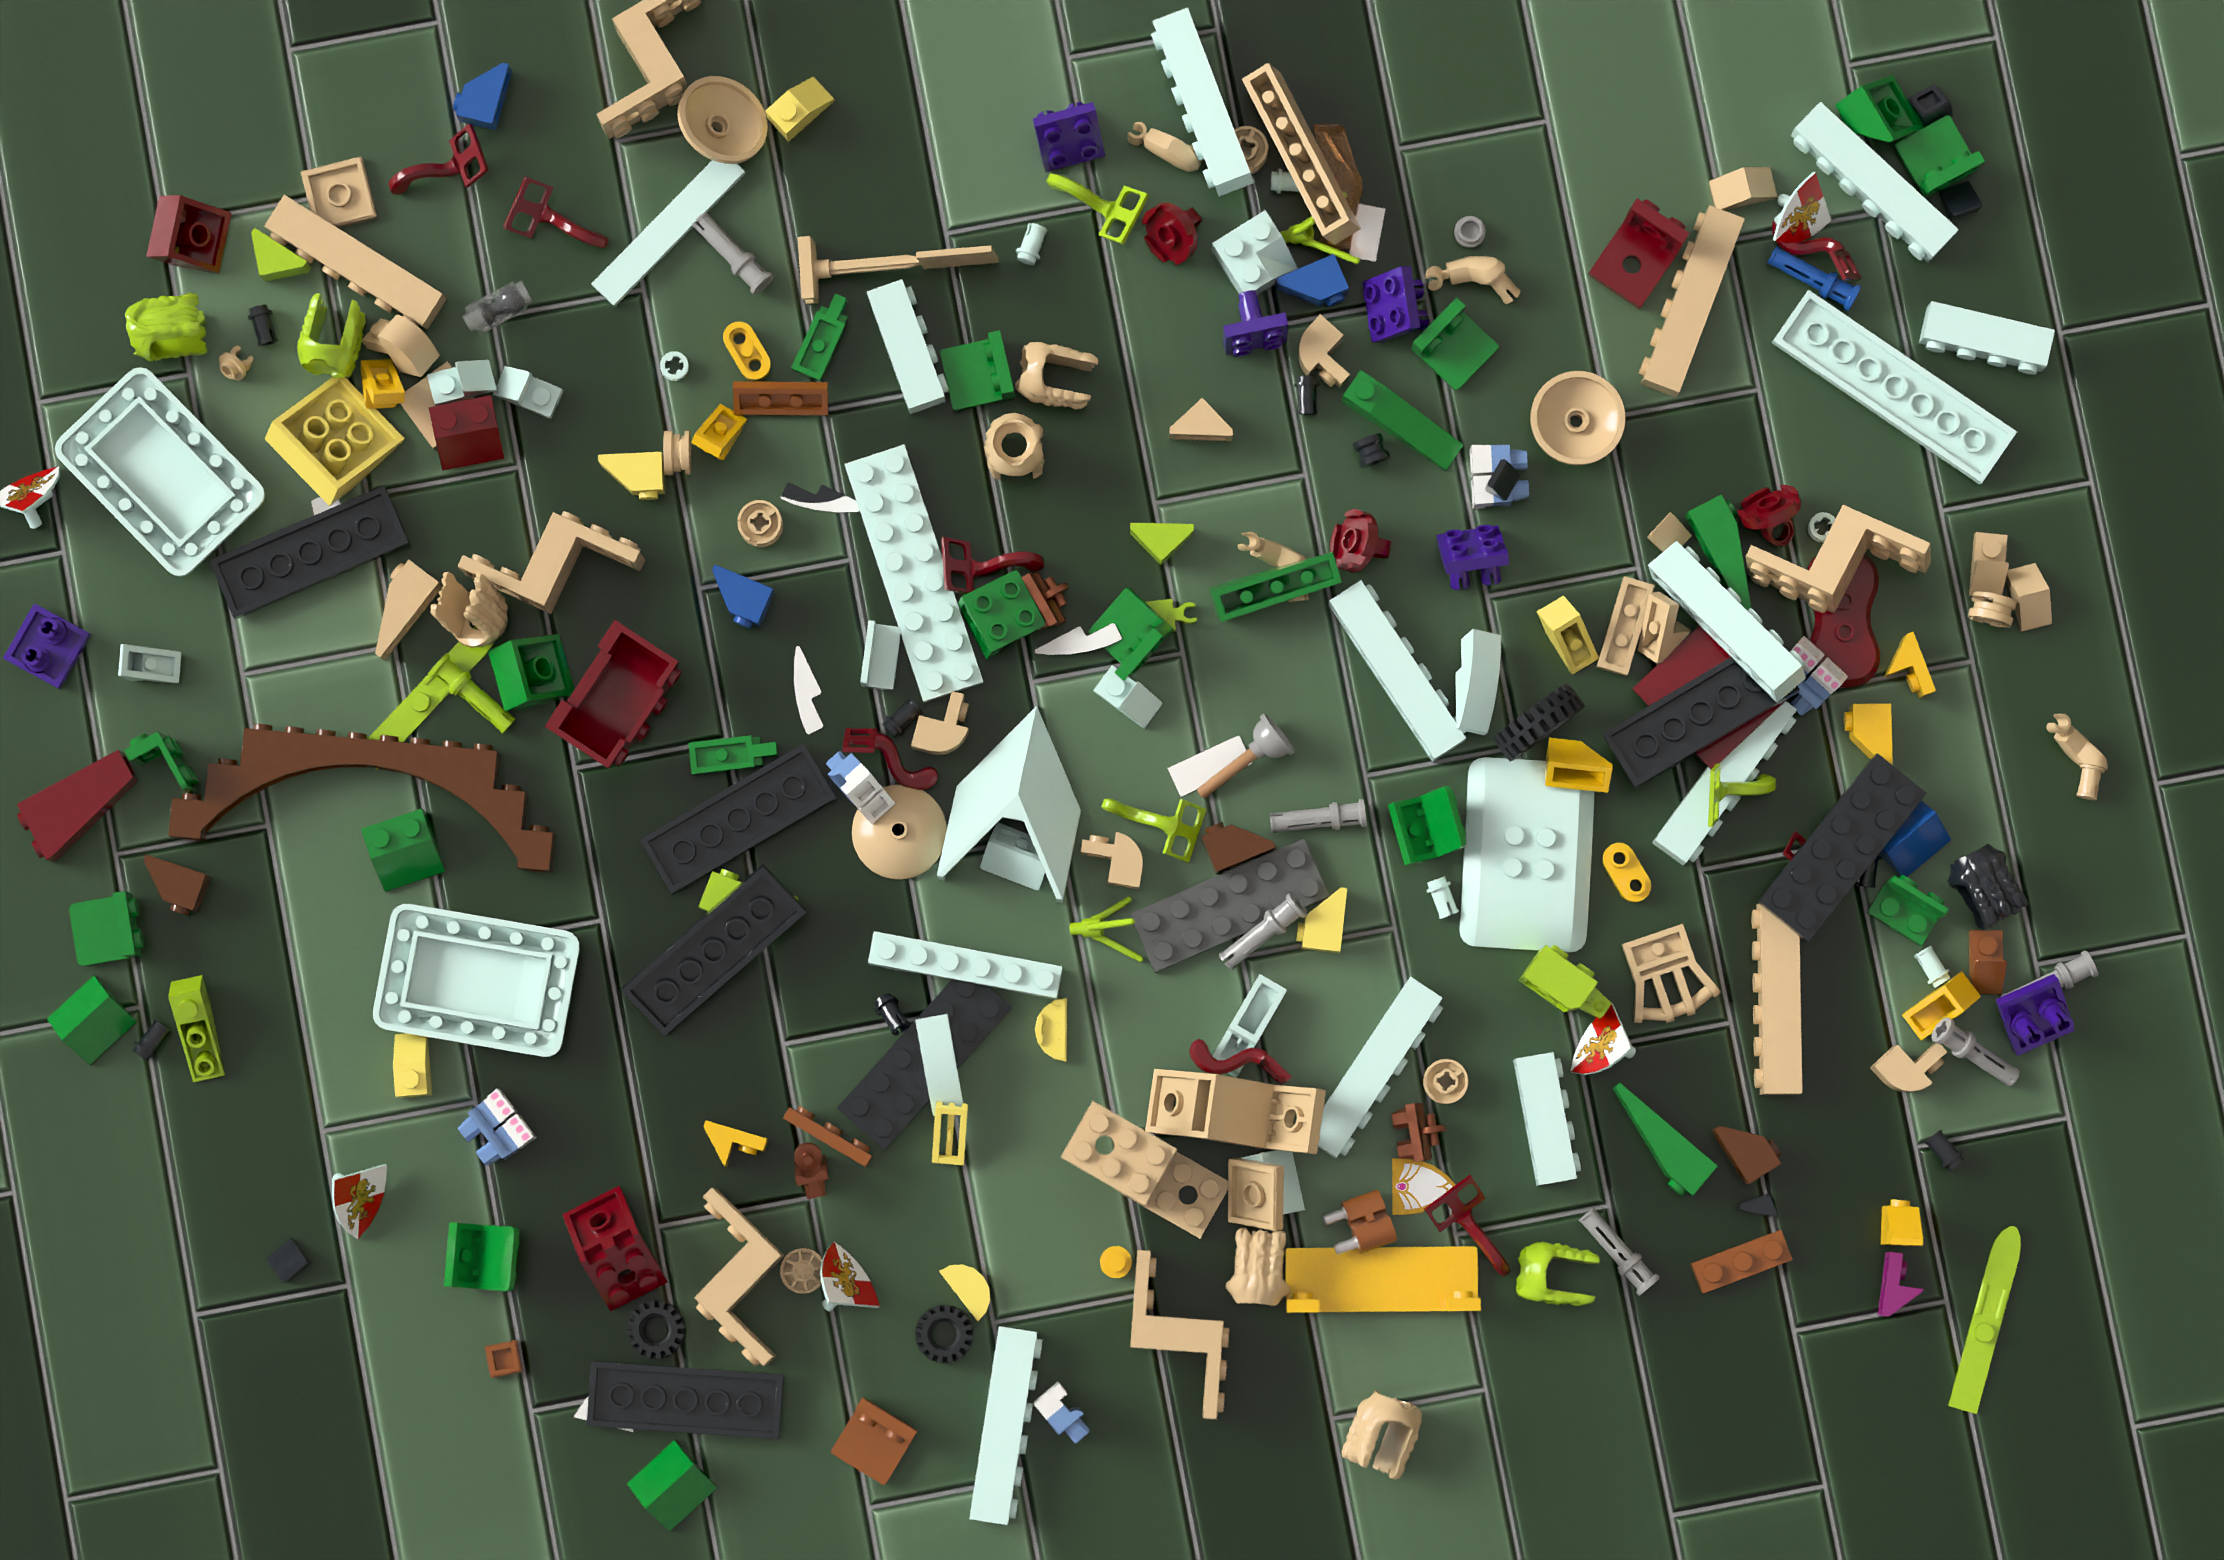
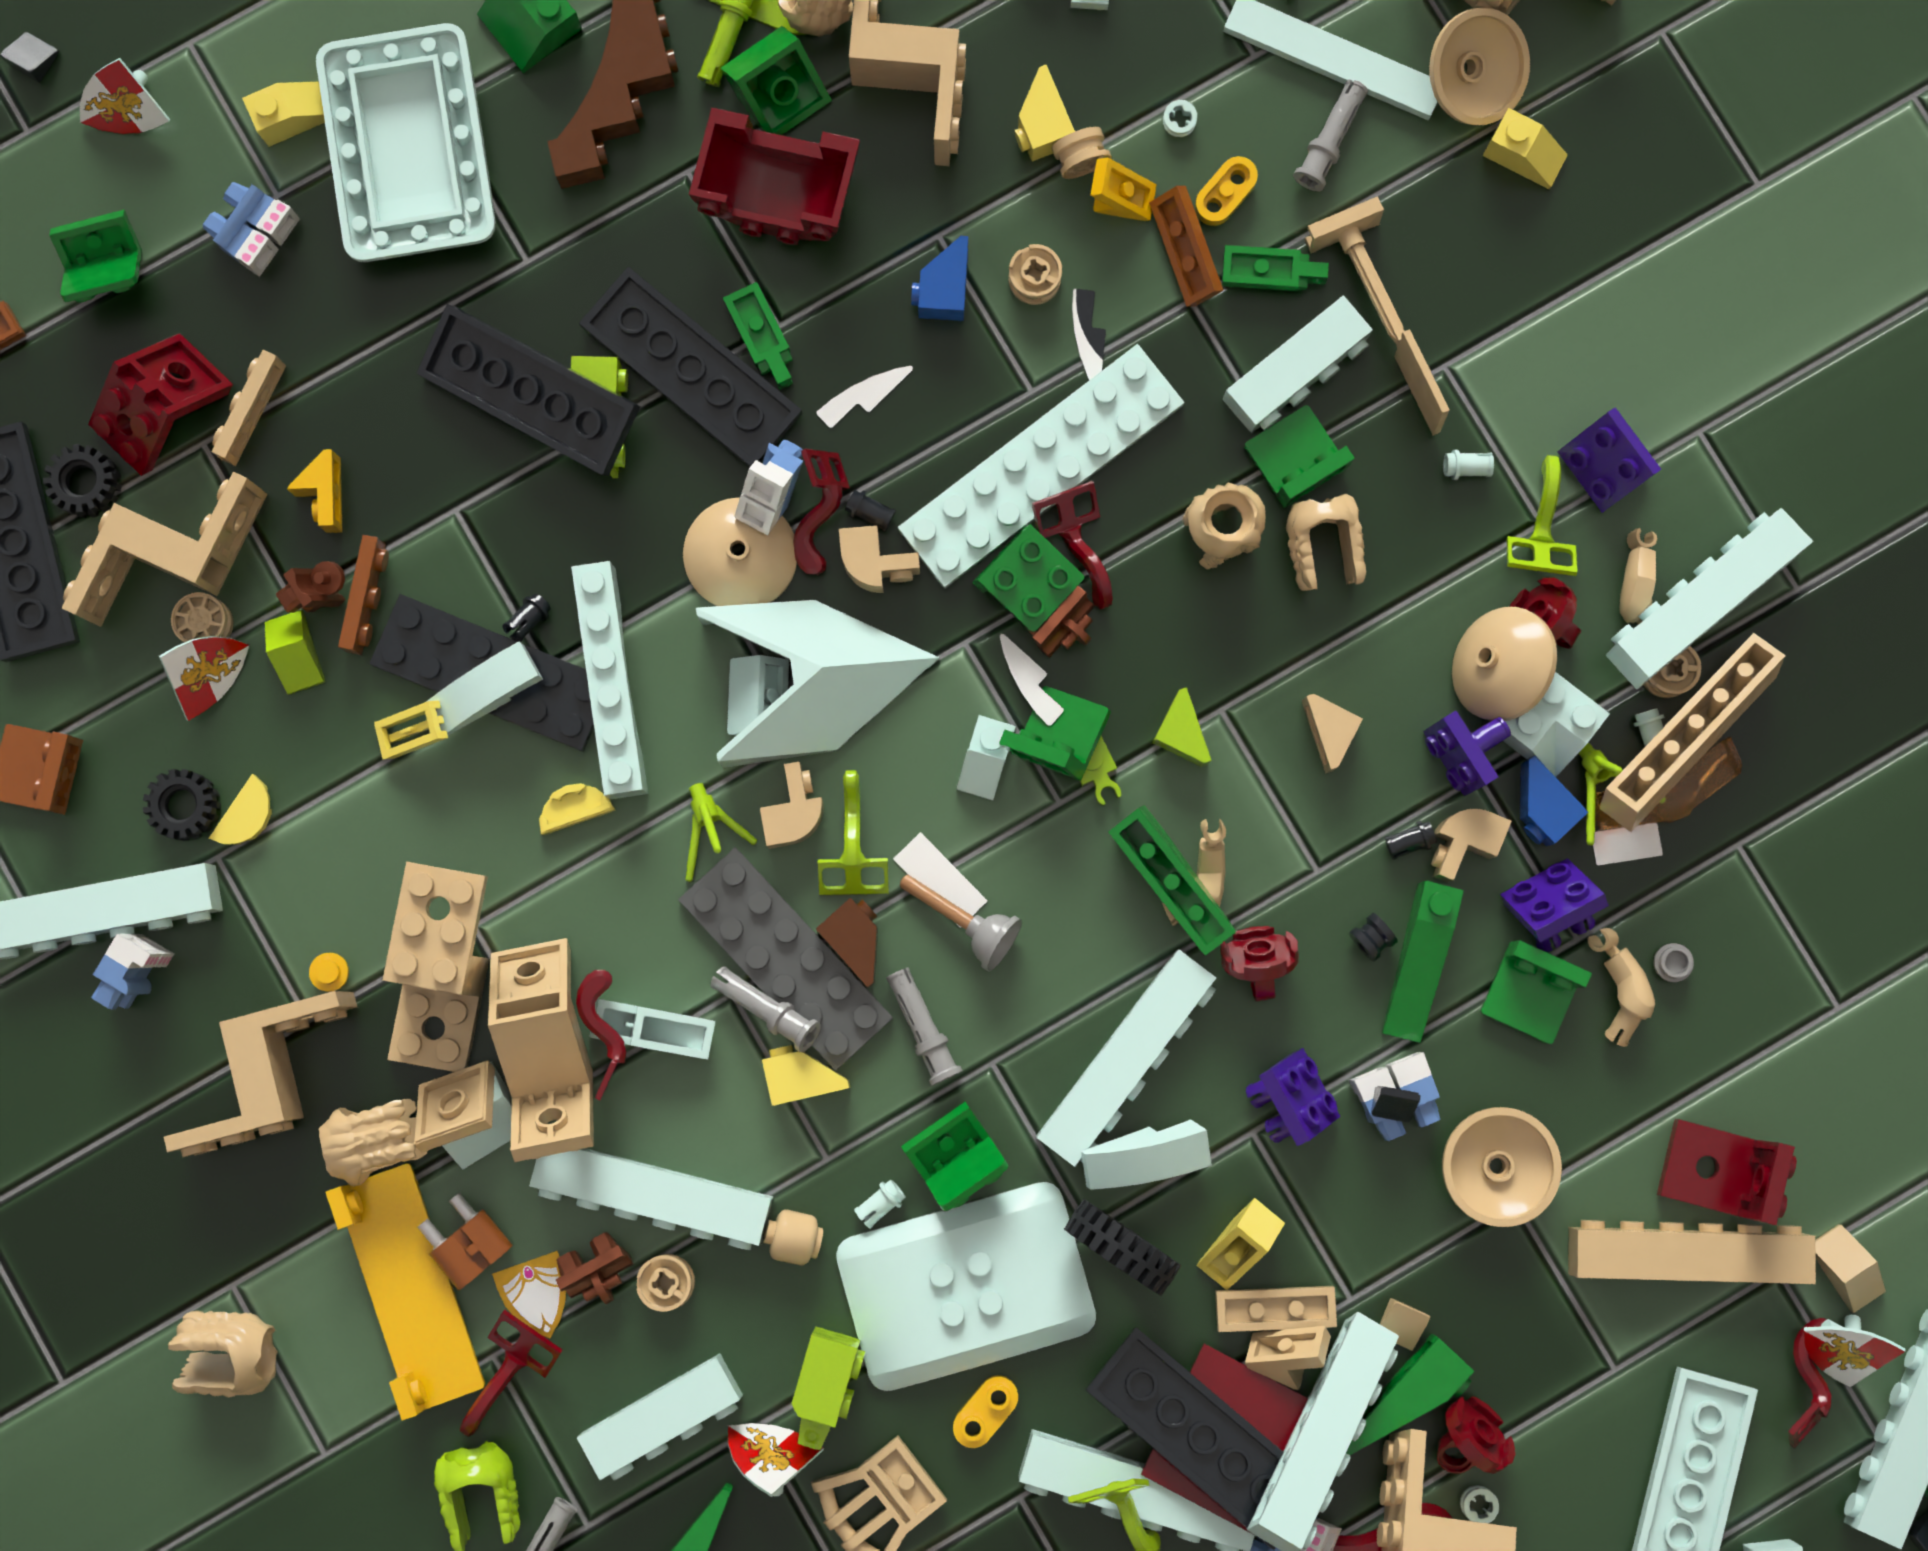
camera: 70 degrees right, 0 degrees up
(643, 1179) = (247, 407): none -> tan plate
(852, 1207) = (293, 652): none -> lime slope
(880, 656) = (931, 460): light aqua panel -> none
(1204, 264) = (1518, 669): none -> tan dish
(1445, 971) = (793, 1237): none -> tan head
(1576, 766) = (1087, 1309): yellow slope -> none
(1827, 284) = (1772, 1410): blue pin -> none

